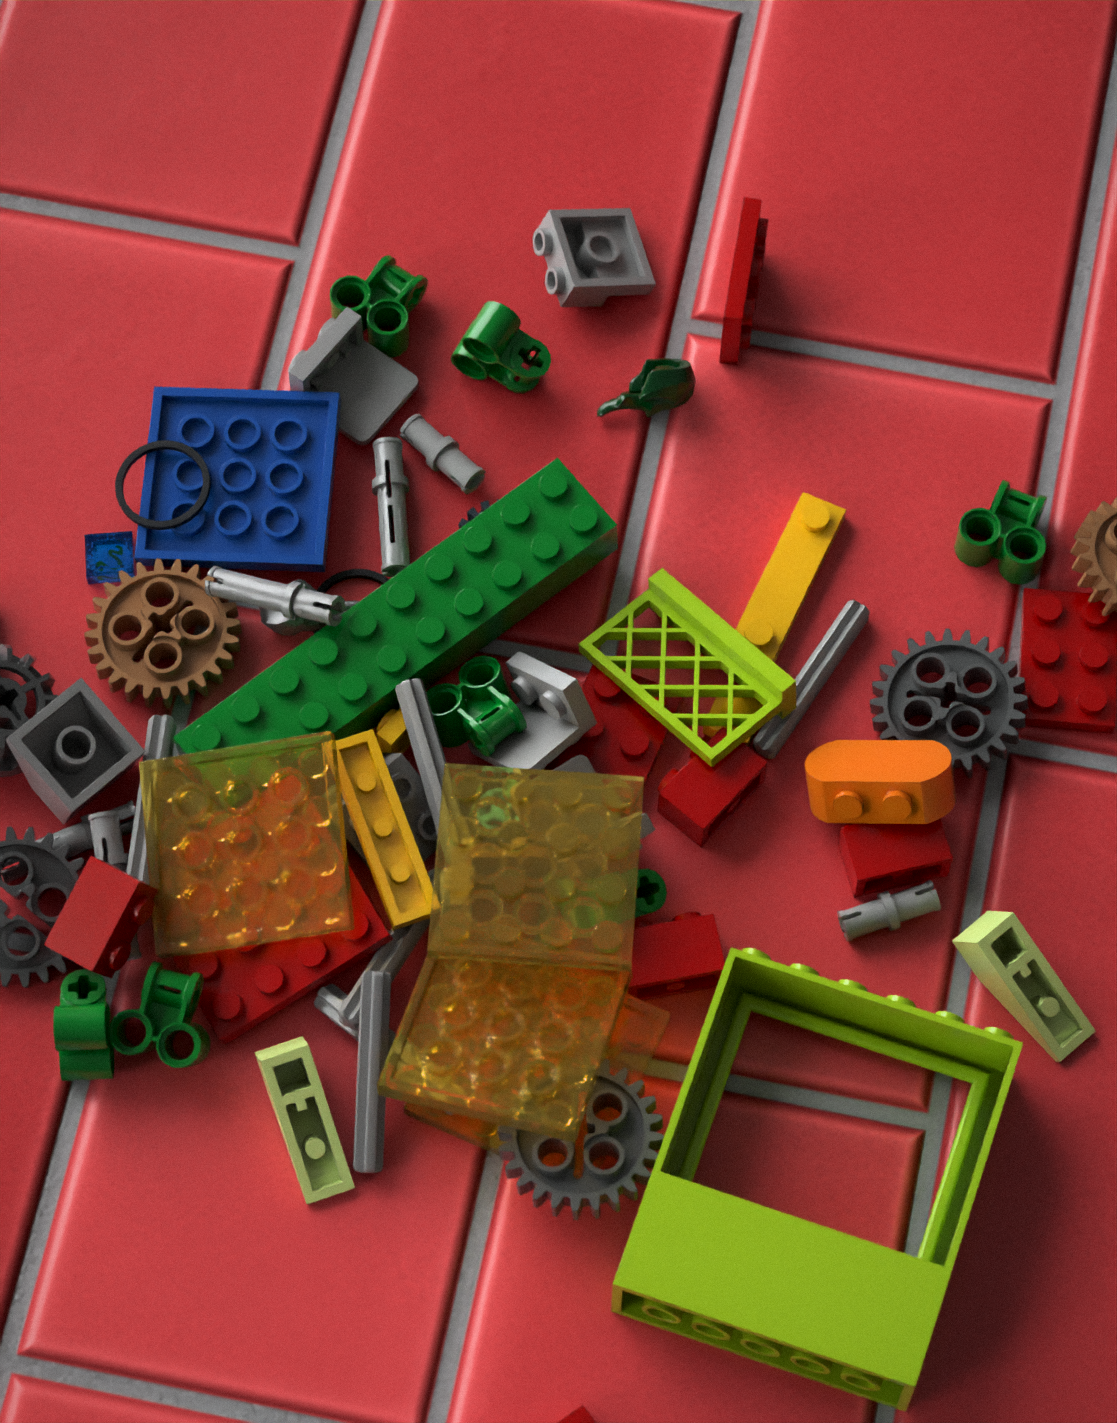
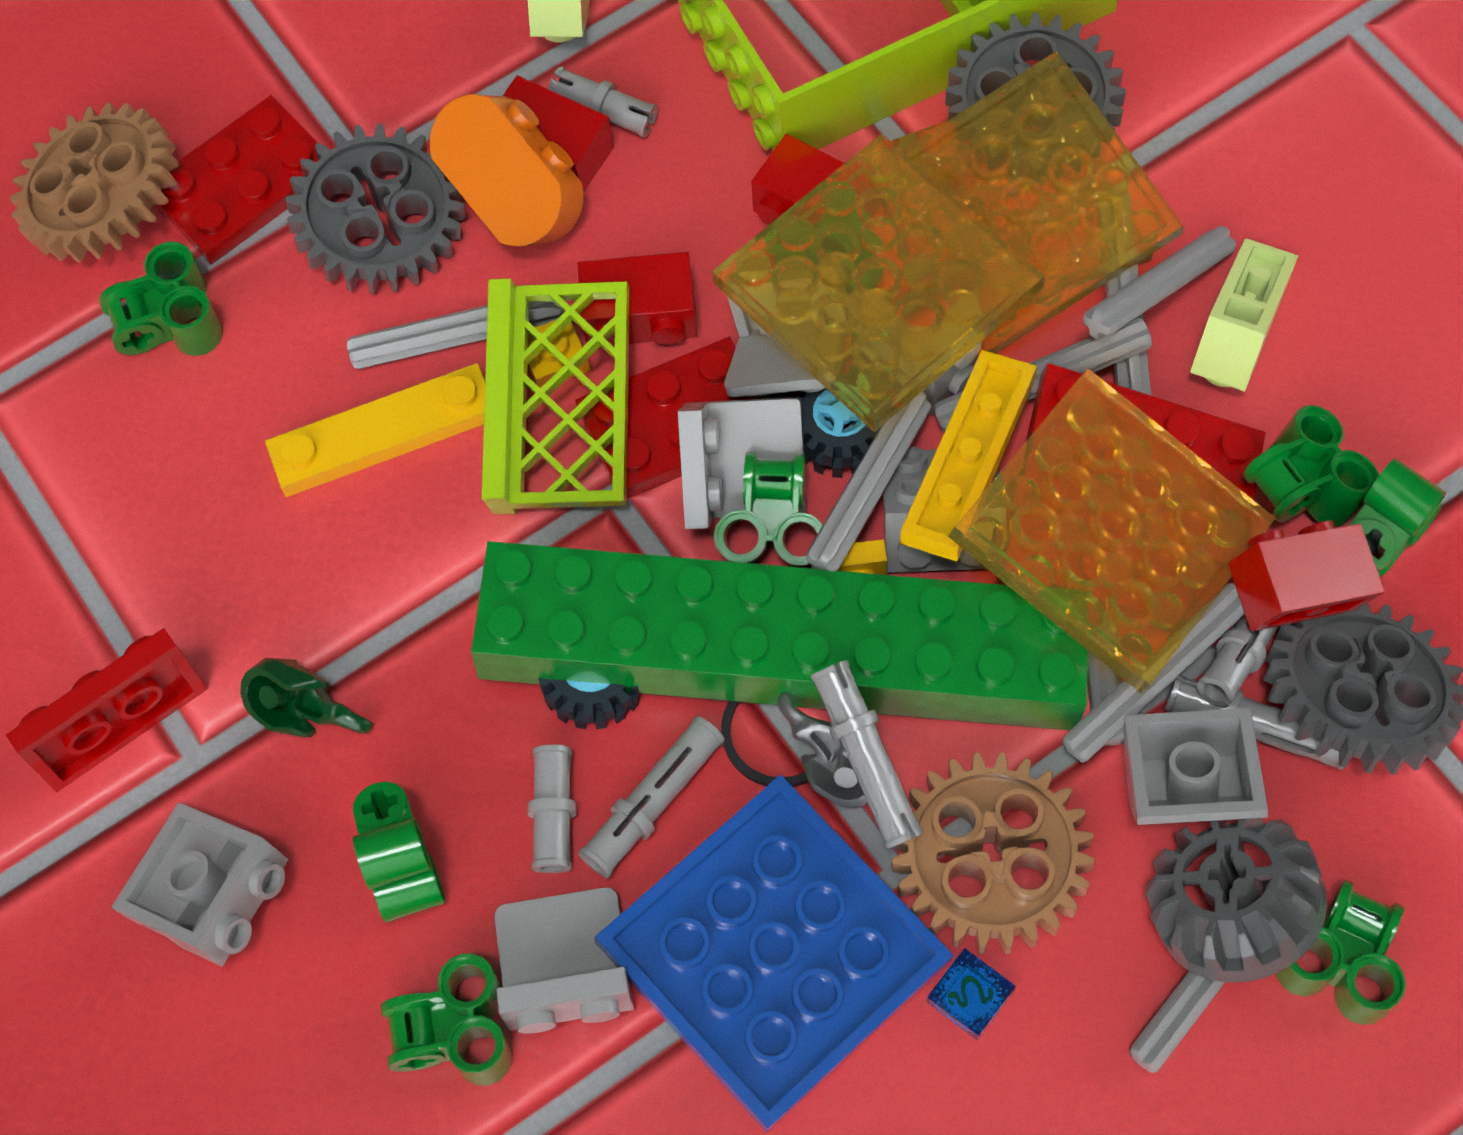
camera: 130 degrees left, 0 degrees up
(155, 446) = (893, 957): black piece -> none

